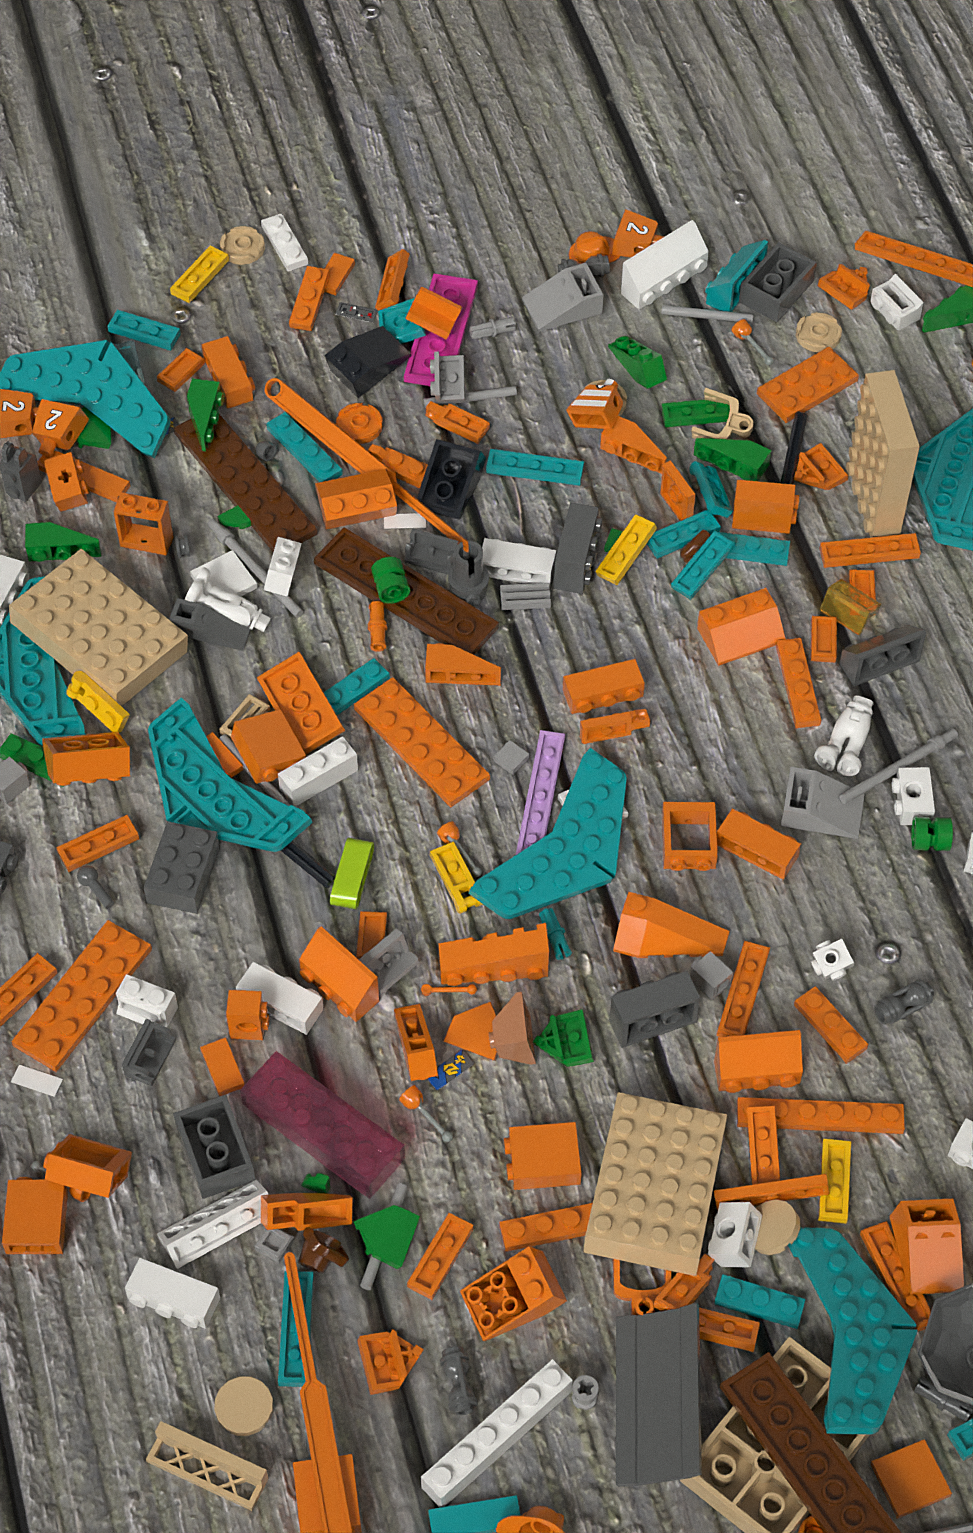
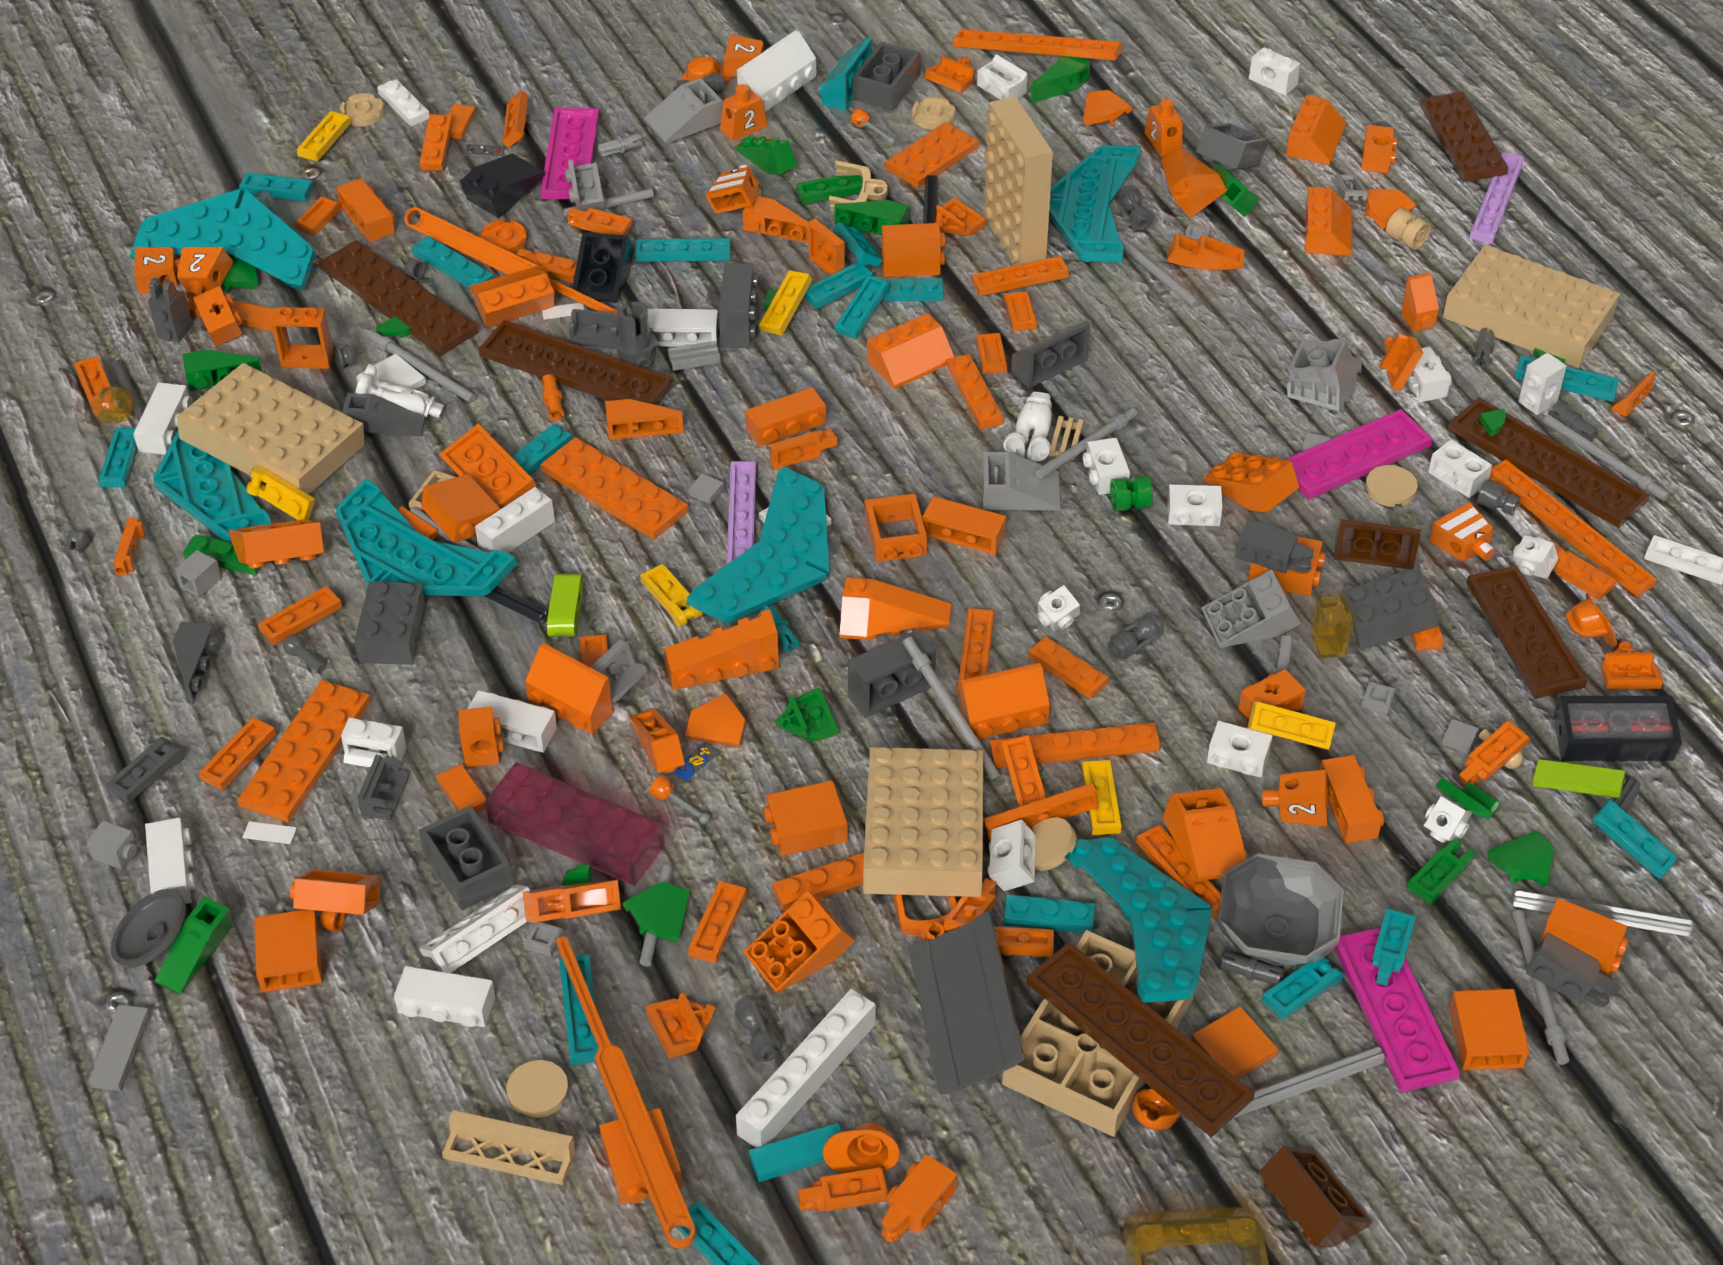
camera: 10 degrees left, 10 degrees down
(203, 404) = (346, 237): green slope -> none
(282, 566) = (448, 357): white brick -> none
(320, 1250) = (592, 932): reddish brown piece -> none
(390, 580) = (559, 352): green wheel -> none
(395, 323) = (533, 146): teal plate -> none
(426, 989) = (660, 695): orange hinge -> none
(433, 312) = (561, 132): orange panel -> none
(450, 833) = (656, 557): hinge -> none
(513, 1032) = (753, 712): nougat slope -> none
(588, 1384) = (889, 1018): light grey bush -> none
(621, 310) = (742, 113): none -> orange torso
(684, 1011) = (922, 663): none -> light grey bar
(694, 545) = (850, 291): reddish brown arm -> none
(706, 314) = (820, 111): light grey bar -> none
(711, 975) = (945, 639): light grey brick -> none
(849, 606) = (1010, 321): clear yellow panel -> none
(886, 737) = (1068, 425): none -> tan tile

